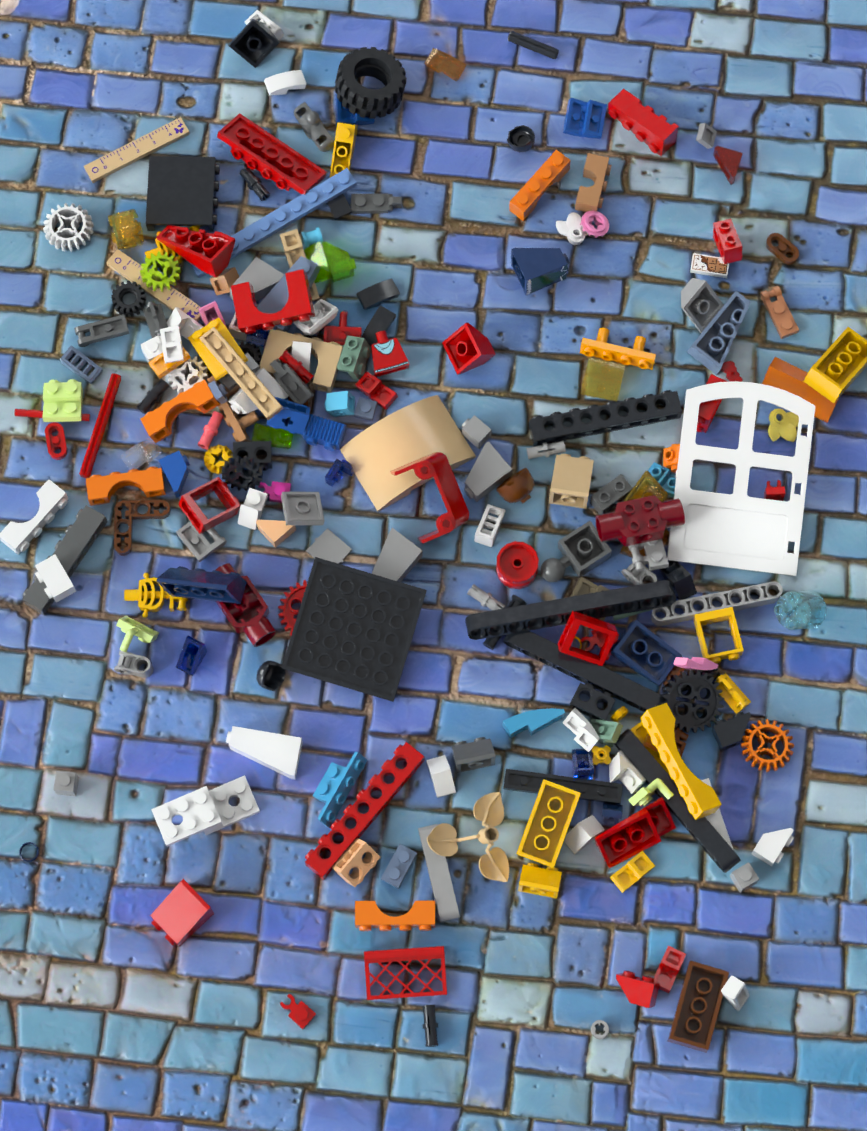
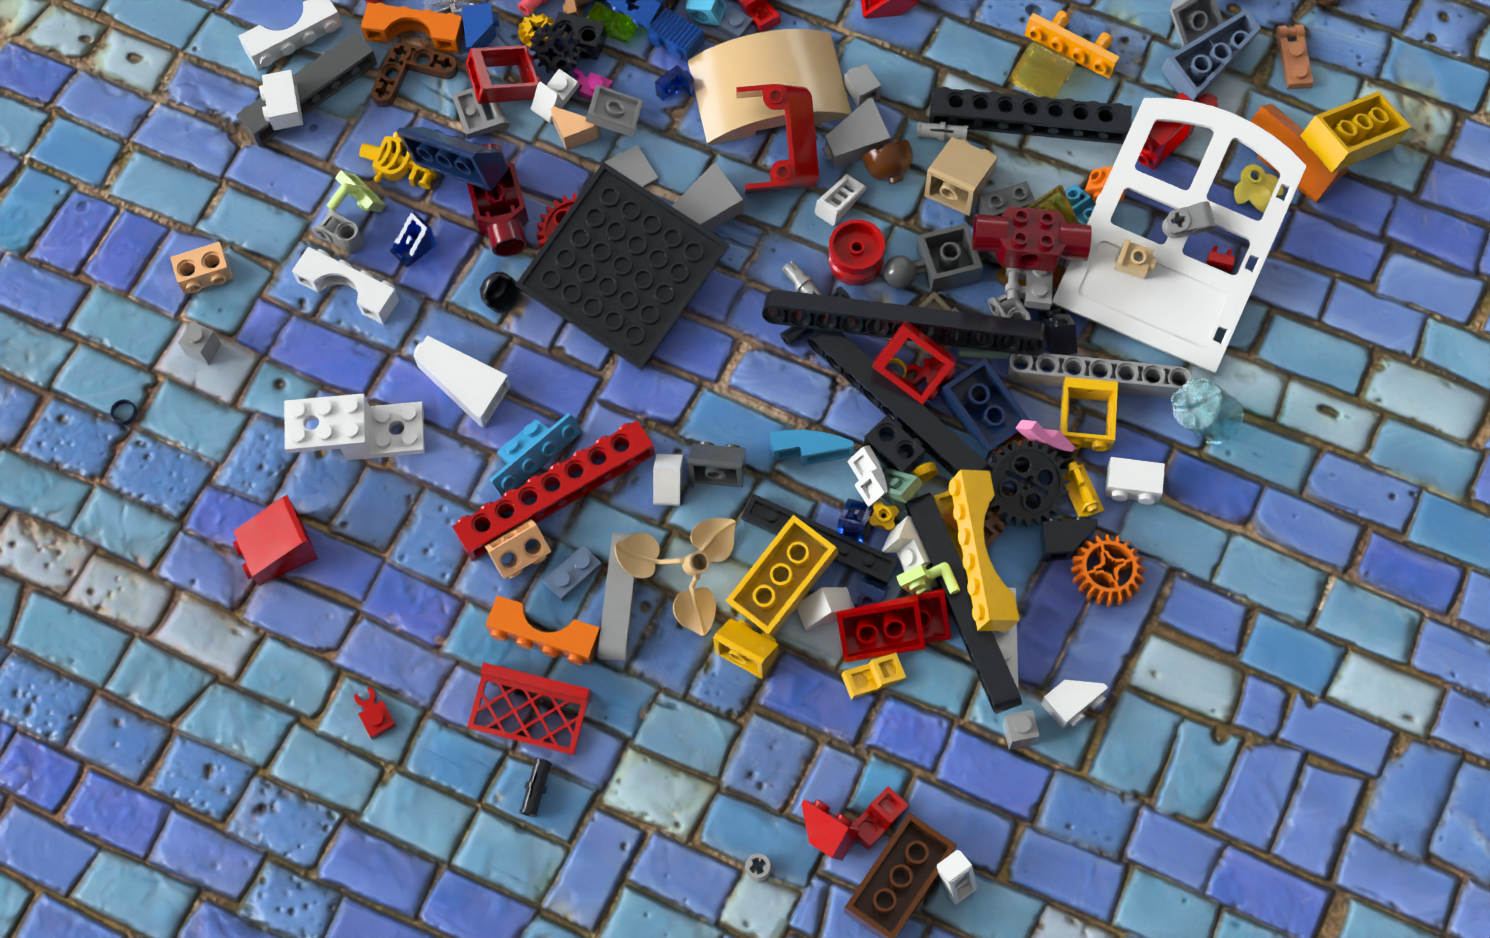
camera: 20 degrees right, 5 degrees down
(40, 721) = (200, 262): none -> light nougat brick
(131, 700) = (321, 271): none -> white arch
(710, 512) = (1127, 263): none -> tan brick
(748, 471) = (1193, 220): none -> light grey piece
(765, 674) = (1134, 480): none -> white brick

